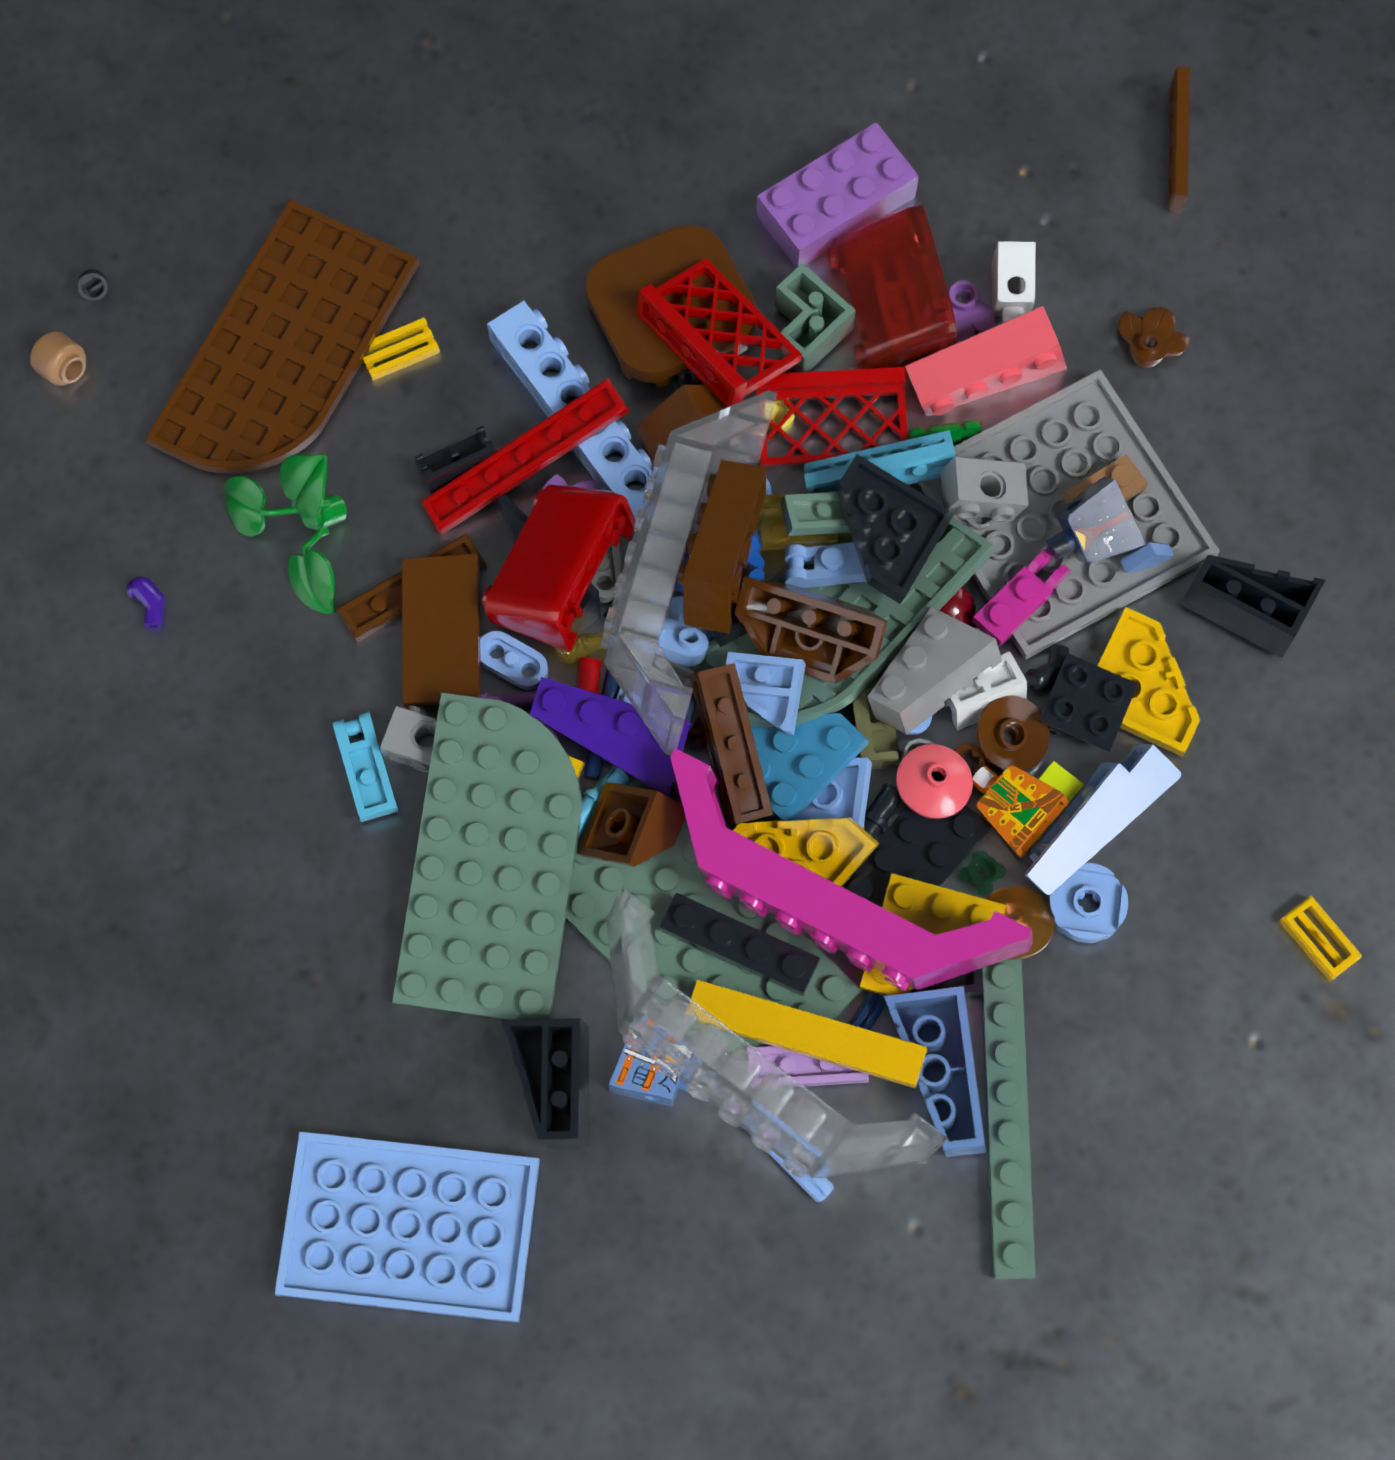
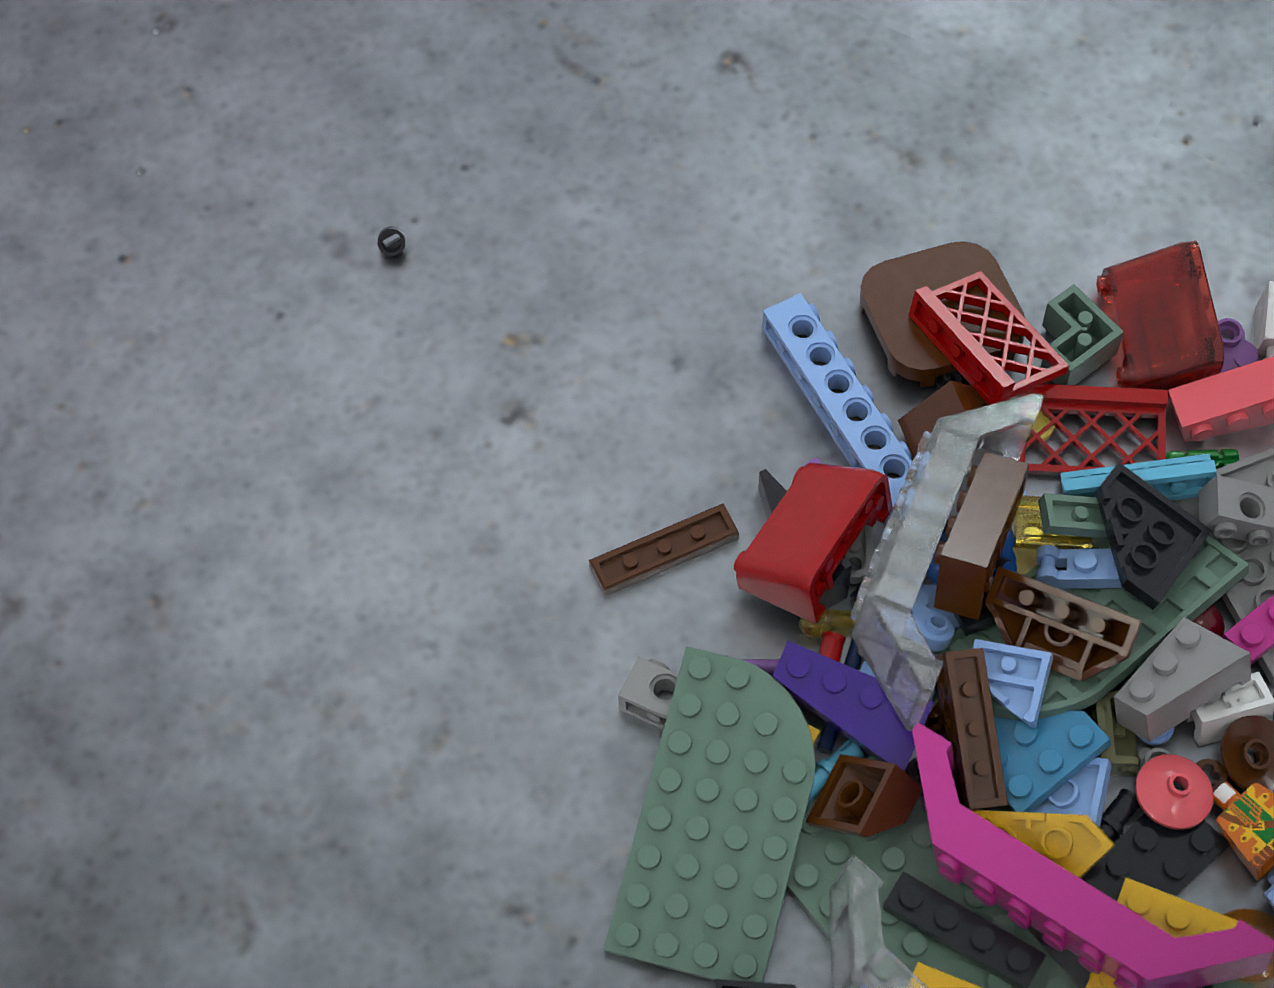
camera: 10 degrees right, 10 degrees down
(58, 358) = (350, 303): medium nougat head -> none
(153, 599) = (405, 523): dark purple arm -> none
(283, 345) = (564, 314): reddish brown plate -> none
(304, 483) = (574, 431): green plant -> none
(365, 768) = (601, 715): medium azure plate -> none
(405, 360) = (699, 317): yellow tile -> none
(440, 628) = (689, 588): reddish brown tile -> none
(454, 460) = (721, 436): black hinge -> none
(514, 660) = (758, 629): light blue plate -> none
(525, 456) = (788, 435): red tile -> none
(836, 195) = (1109, 228): medium lavender brick -> none
(982, 861) = (1217, 879): clear green plate -> none

